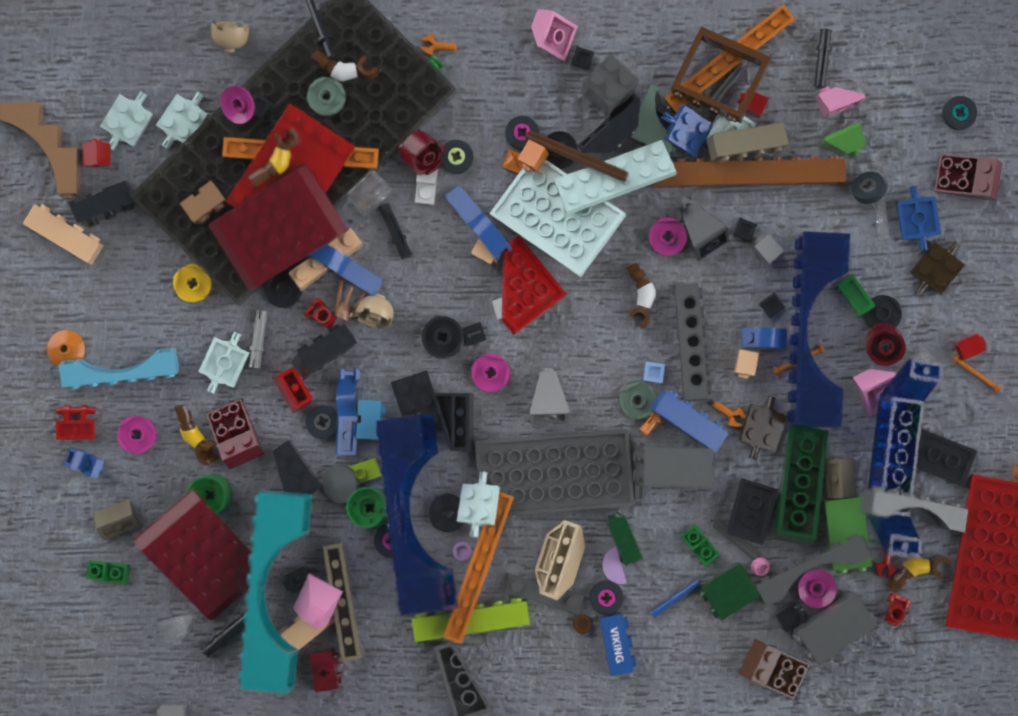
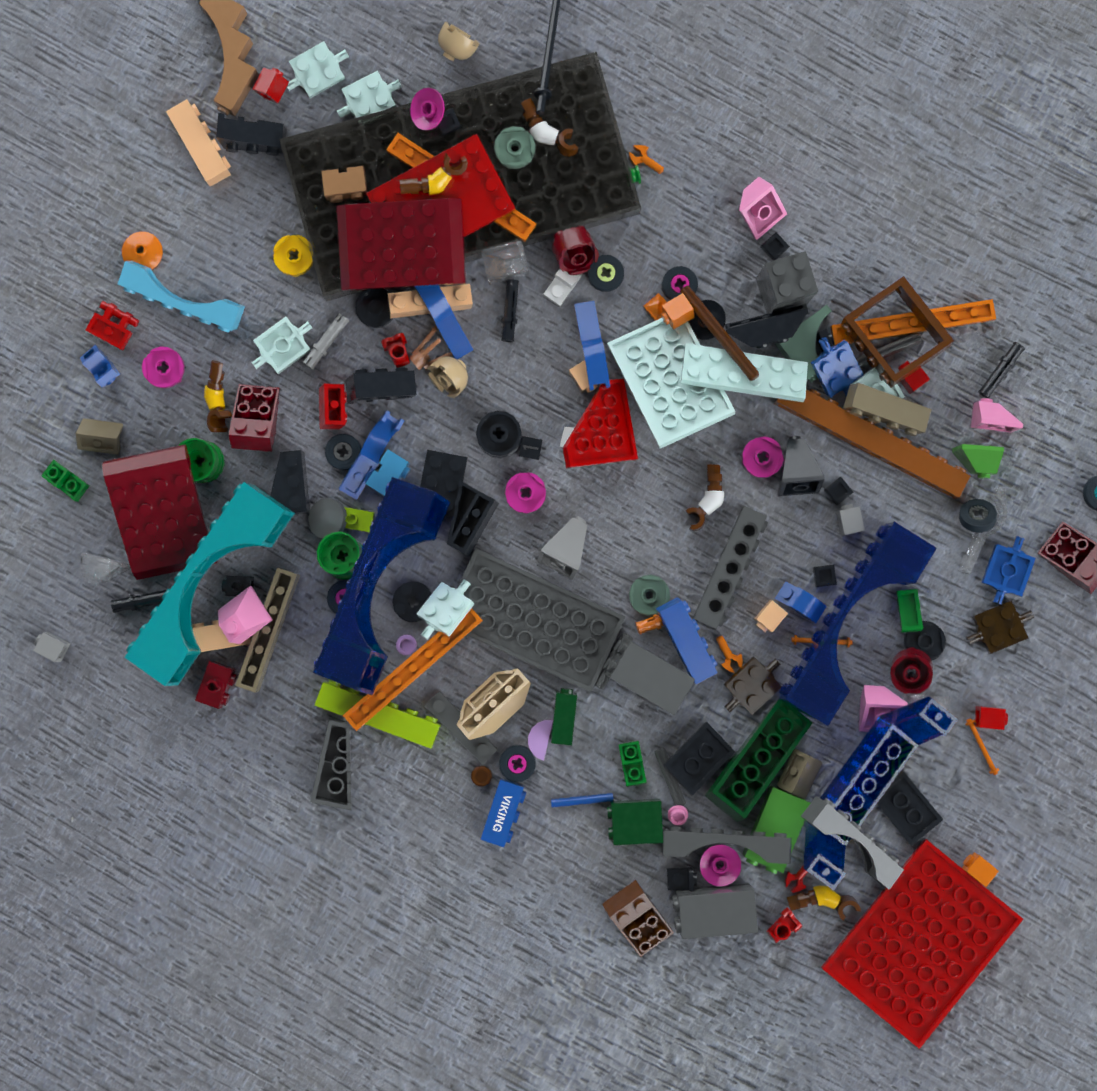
camera: 20 degrees right, 0 degrees up
(653, 372) = (679, 577): light blue tile -> none

